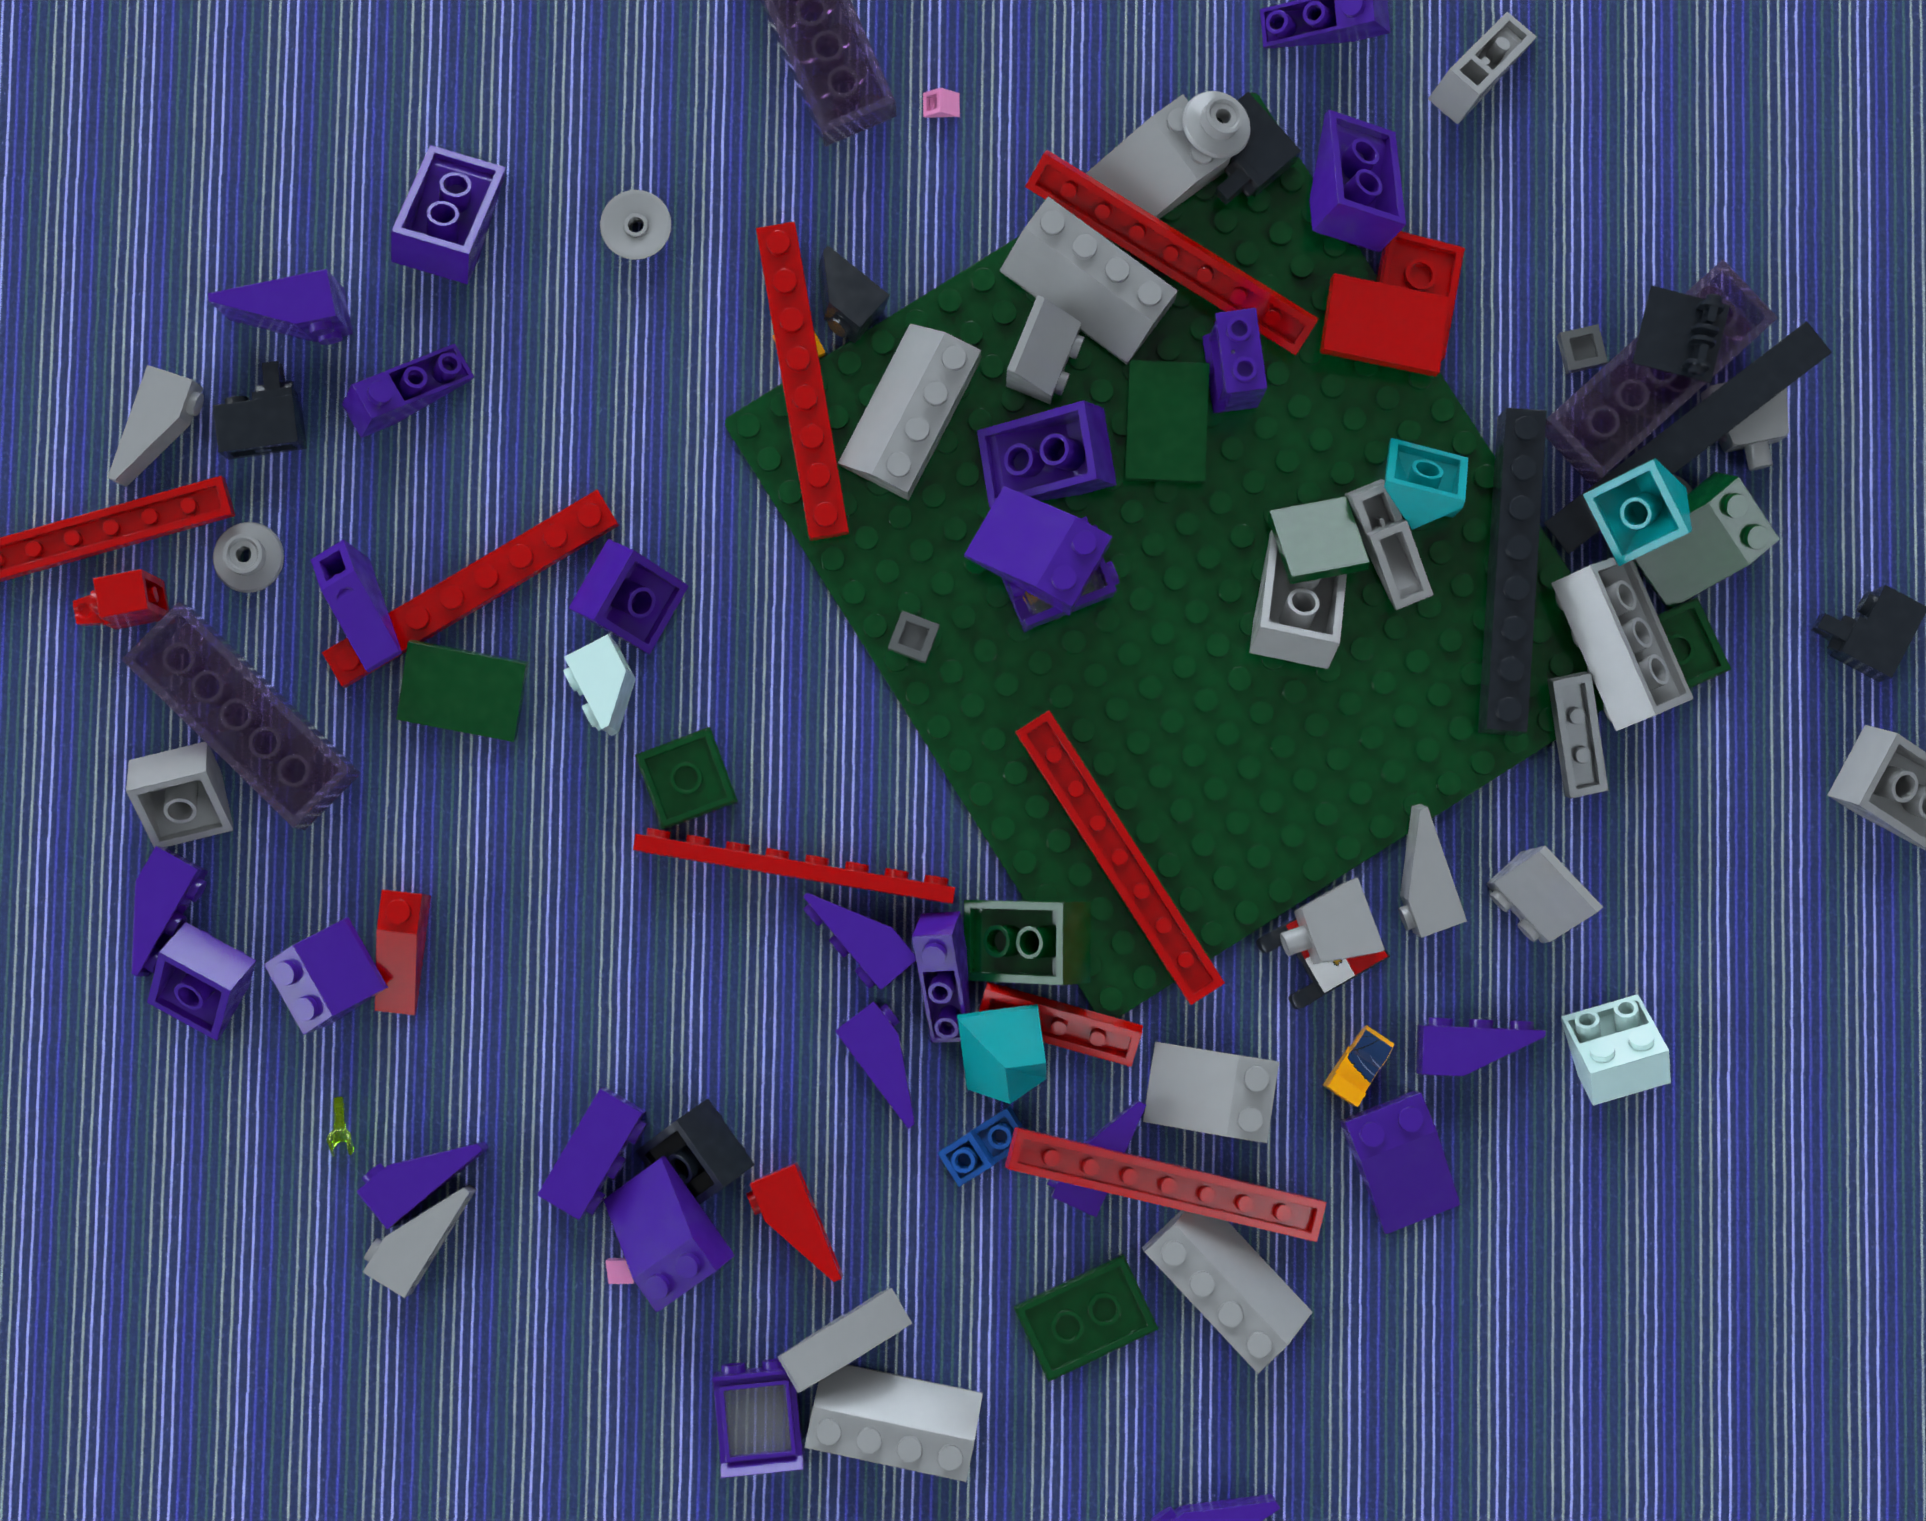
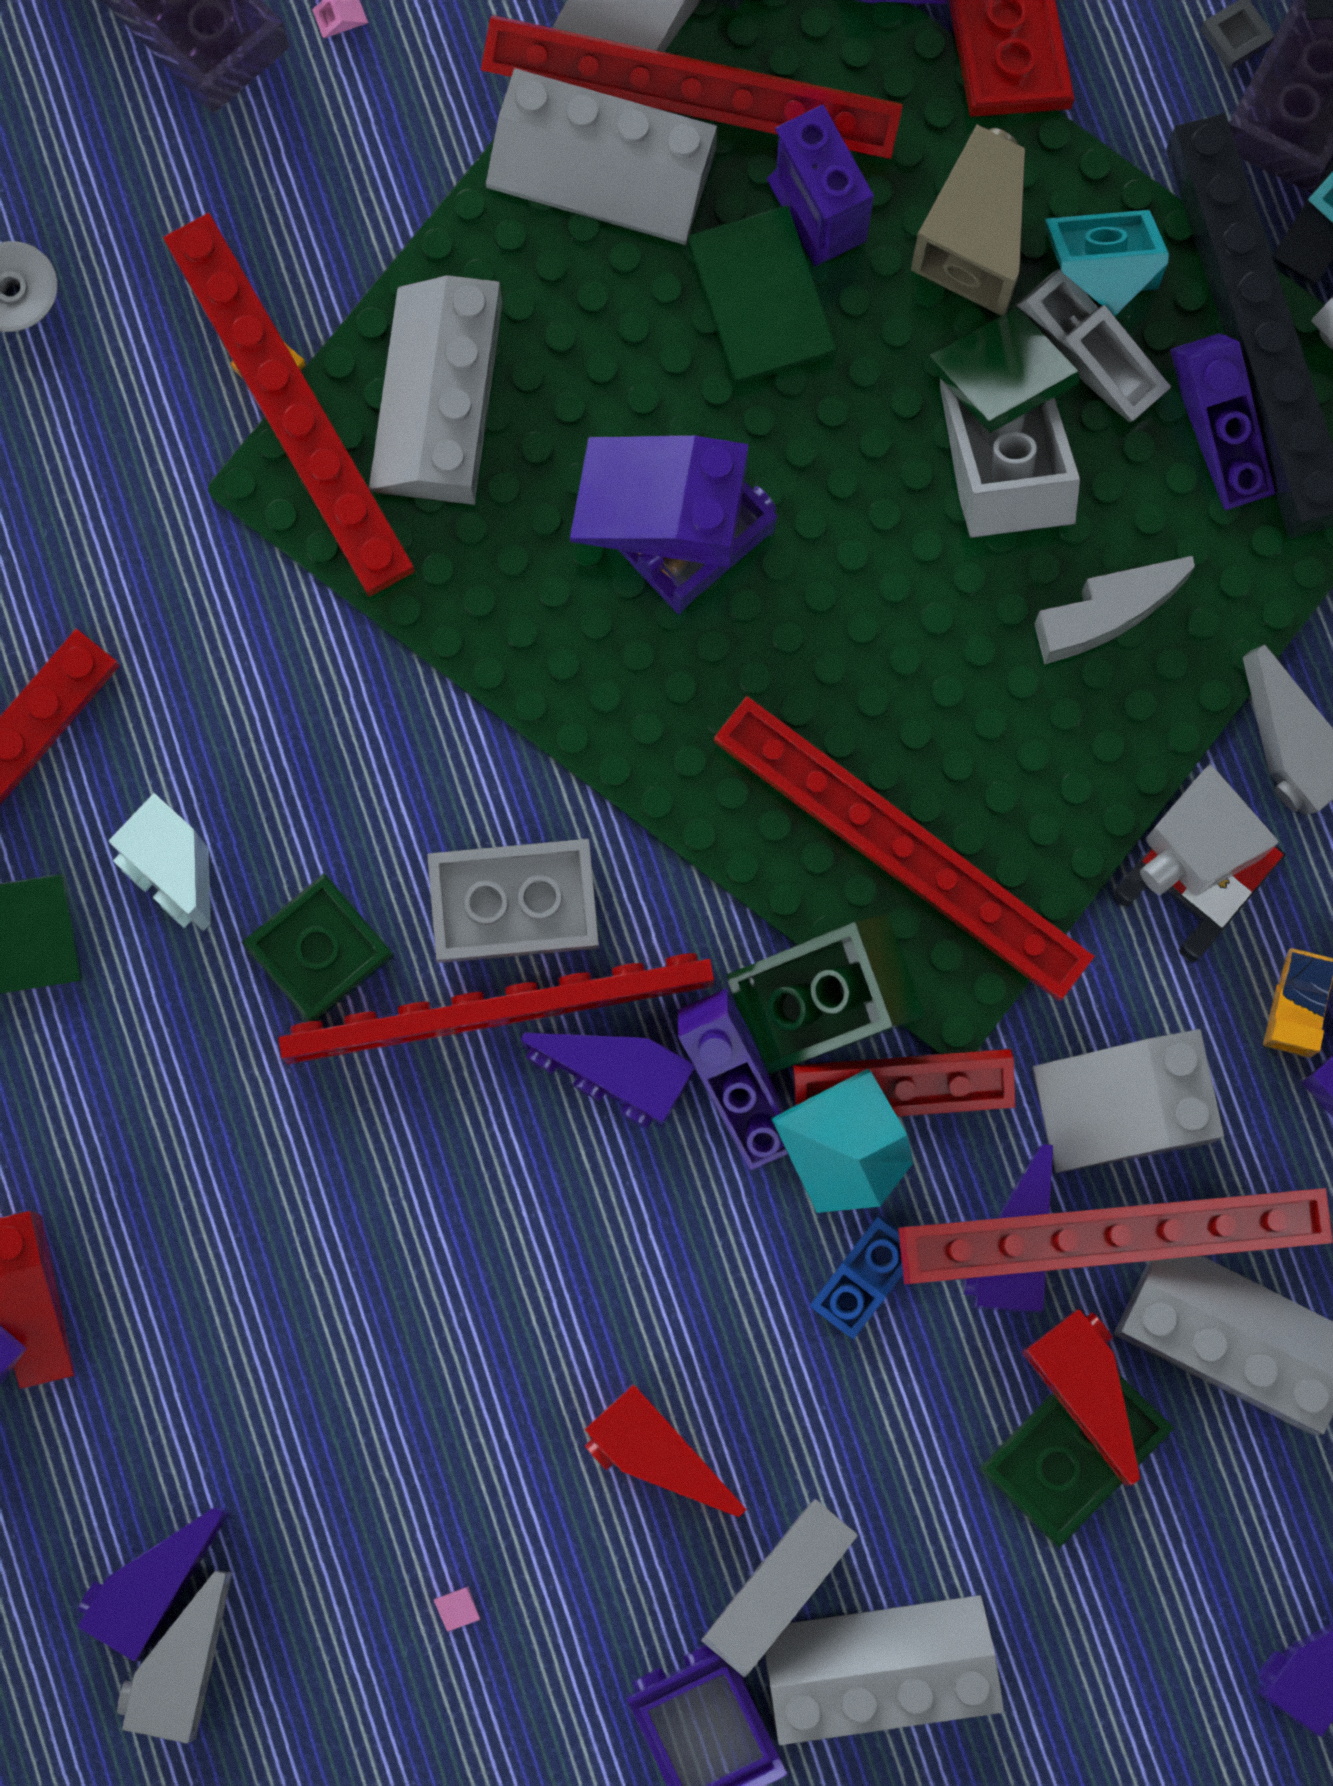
camera: 20 degrees left, 5 degrees down
(339, 1133) = (29, 1562): clear neon green hand -> none
(593, 1154) = (369, 1469): dark purple brick -> none
(628, 596) = (163, 745): dark purple slope -> none
(664, 1234) = (497, 1536): dark purple slope -> none
(699, 1151) = (501, 1425): black slope -> none
(834, 794) = (512, 901): none -> light grey plate
(848, 297) = (309, 281): black slope -> none
(878, 1050) = (688, 1203): dark purple slope -> none
(913, 637) = (542, 667): dark grey plate -> none
(1043, 352) = (578, 259): light grey slope -> none
(1049, 453) = (629, 381): dark purple slope -> none
(1108, 1275) = (1086, 1381): none -> red slope
(1329, 739) = (1108, 608): none -> light grey slope
(1338, 426) = (975, 223): none -> dark tan slope
(1384, 325) = (987, 79): red tile -> none
(1463, 630) = (1224, 418): none -> dark purple slope

